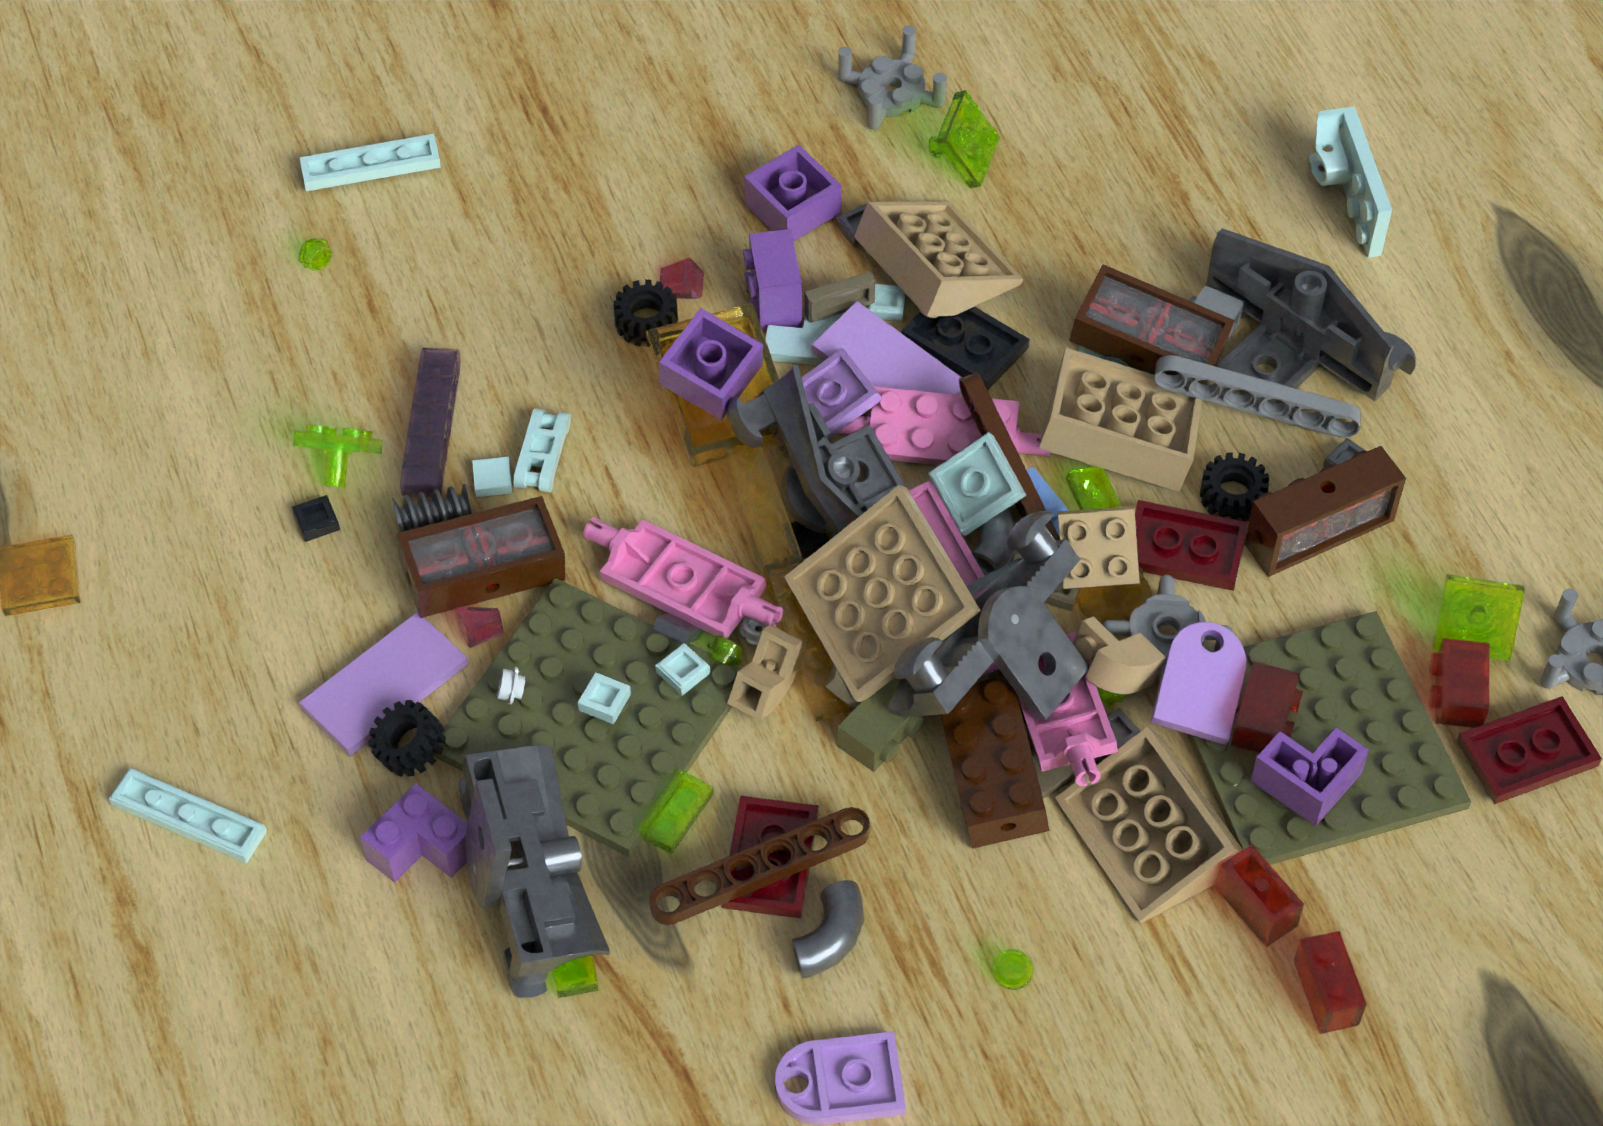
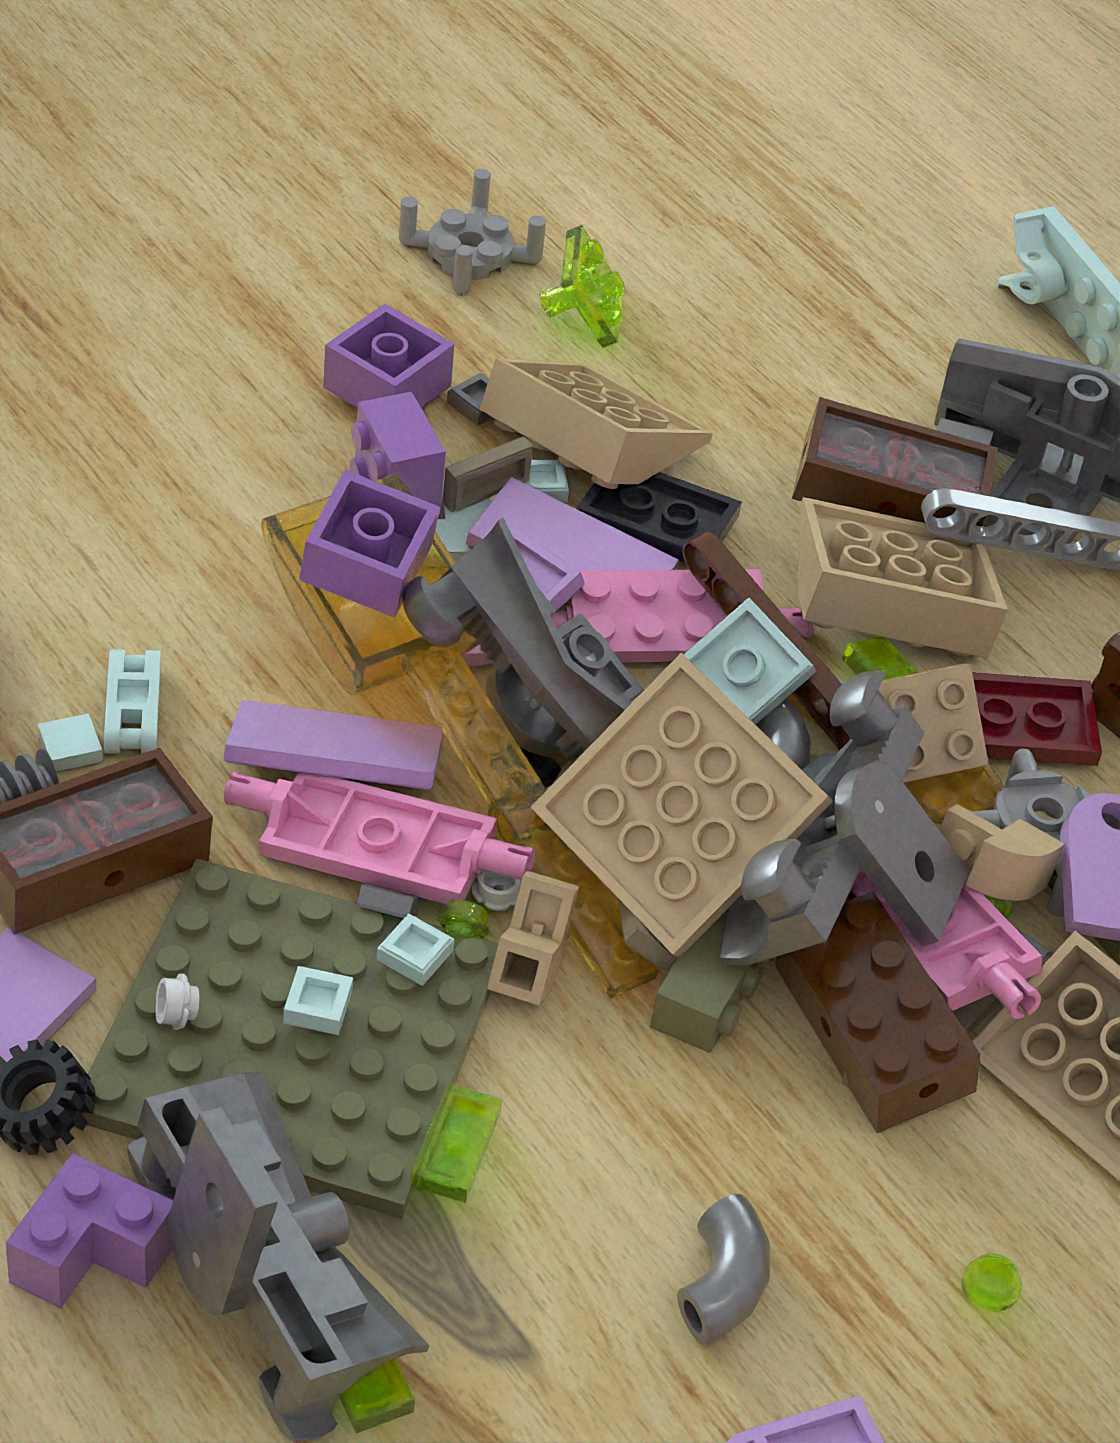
camera: 20 degrees left, 10 degrees down
(478, 624) = (101, 931): clear pink slope -> none
(643, 297) = (227, 503): black tyre -> none
(670, 503) = (334, 744): none -> lavender tile
(683, 278) = (264, 481): clear pink slope -> none
(757, 822) = (609, 1184): dark red plate -> none
(757, 859) = (599, 1186): reddish brown beam -> none
(1232, 470) = (1056, 626): black tyre -> none

